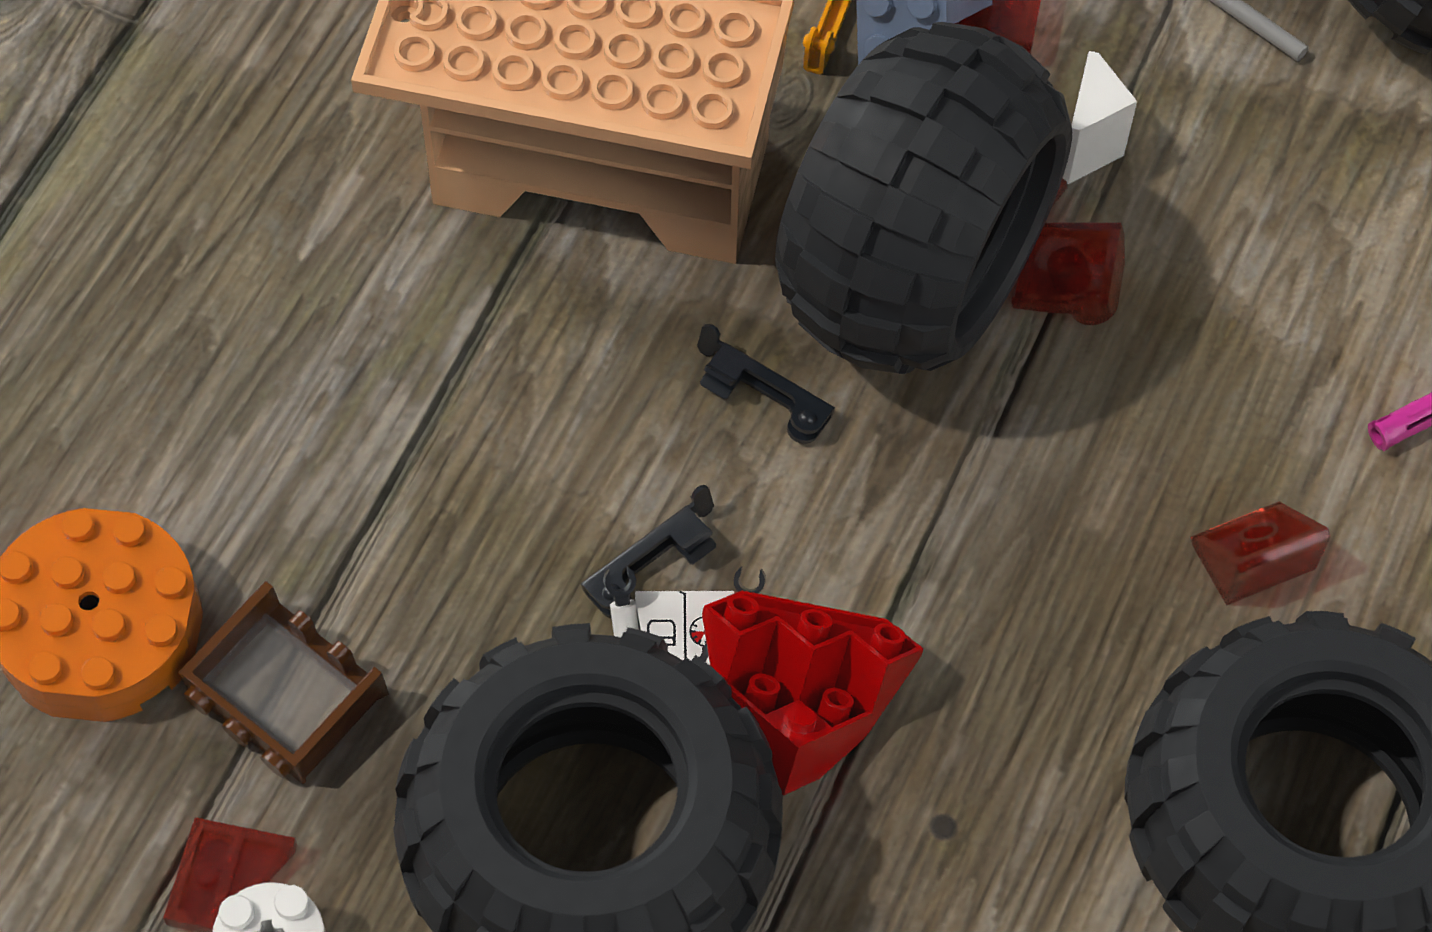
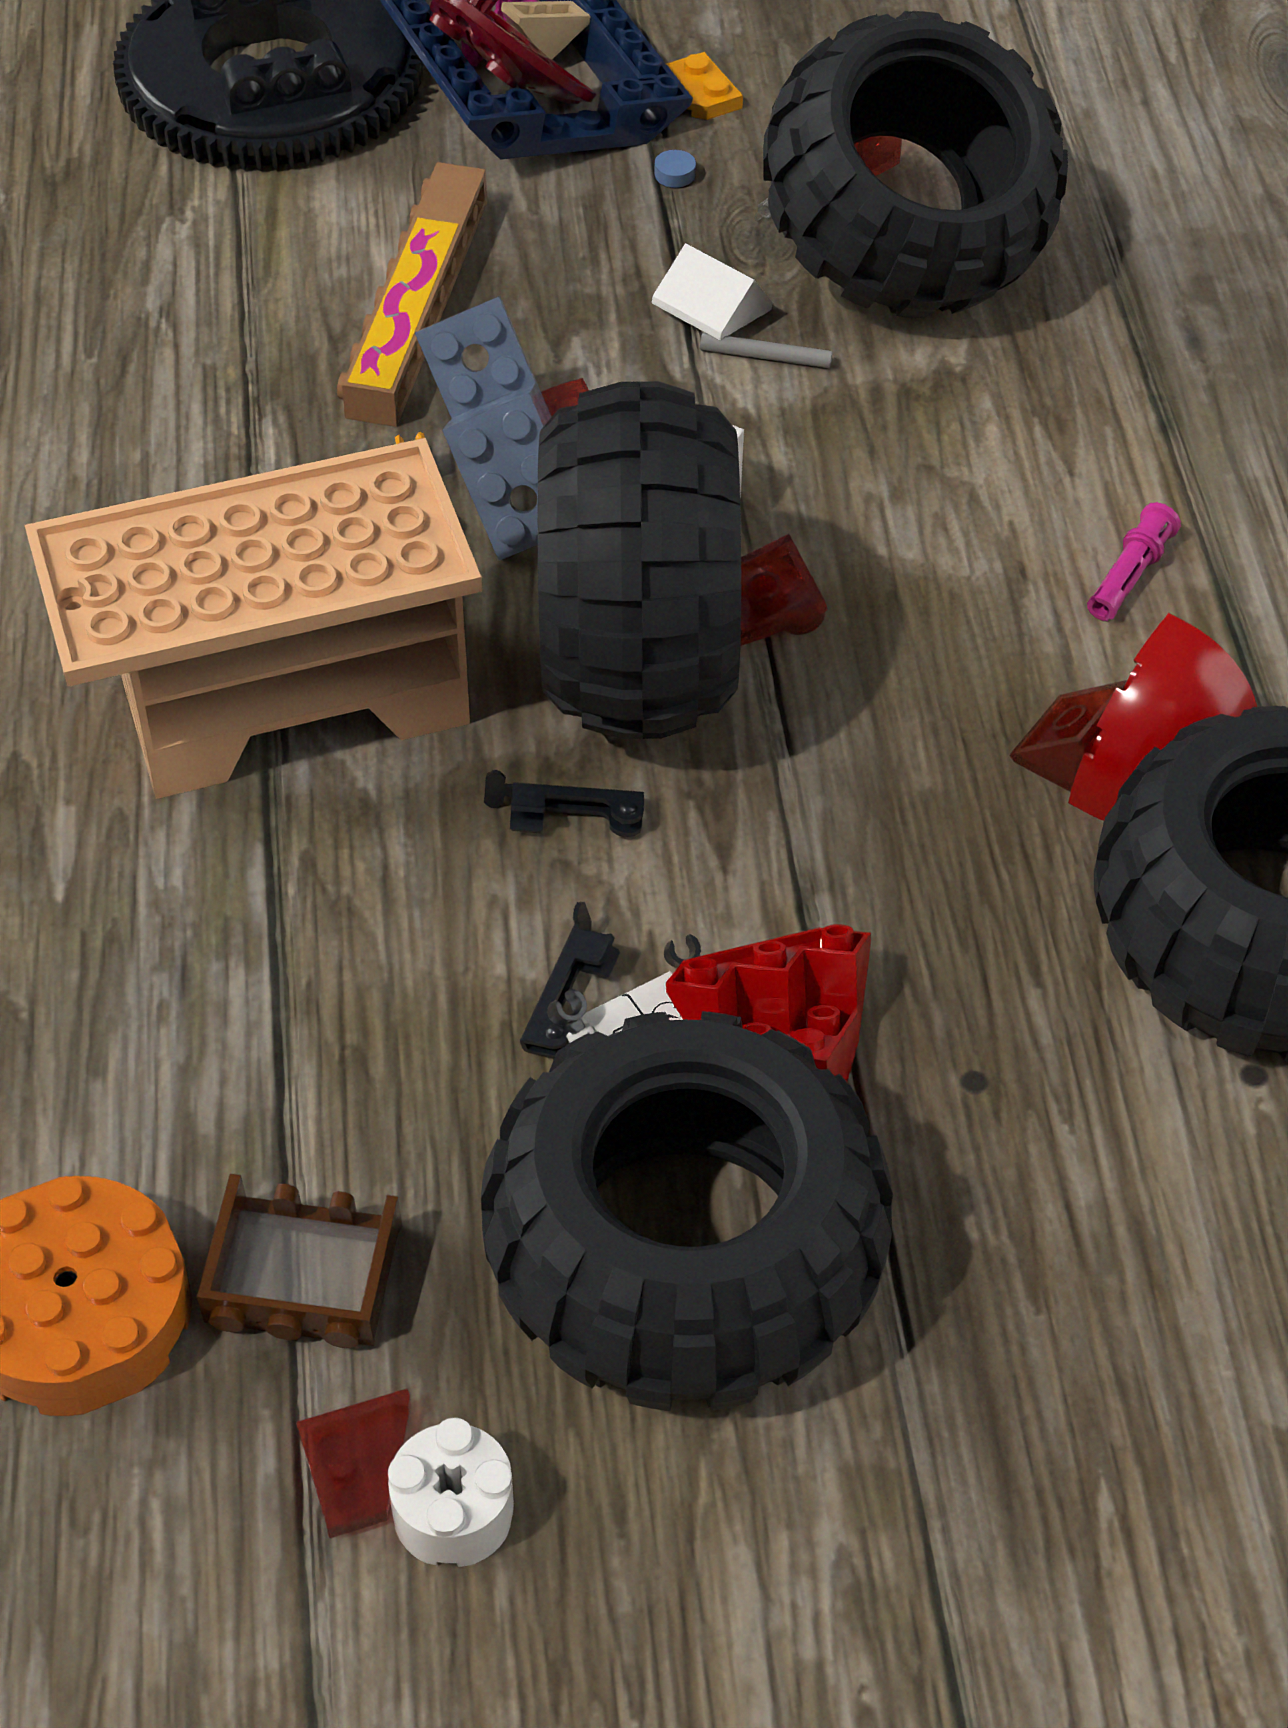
camera: 30 degrees left, 10 degrees down
(1348, 565) = (1175, 683): none -> red brick

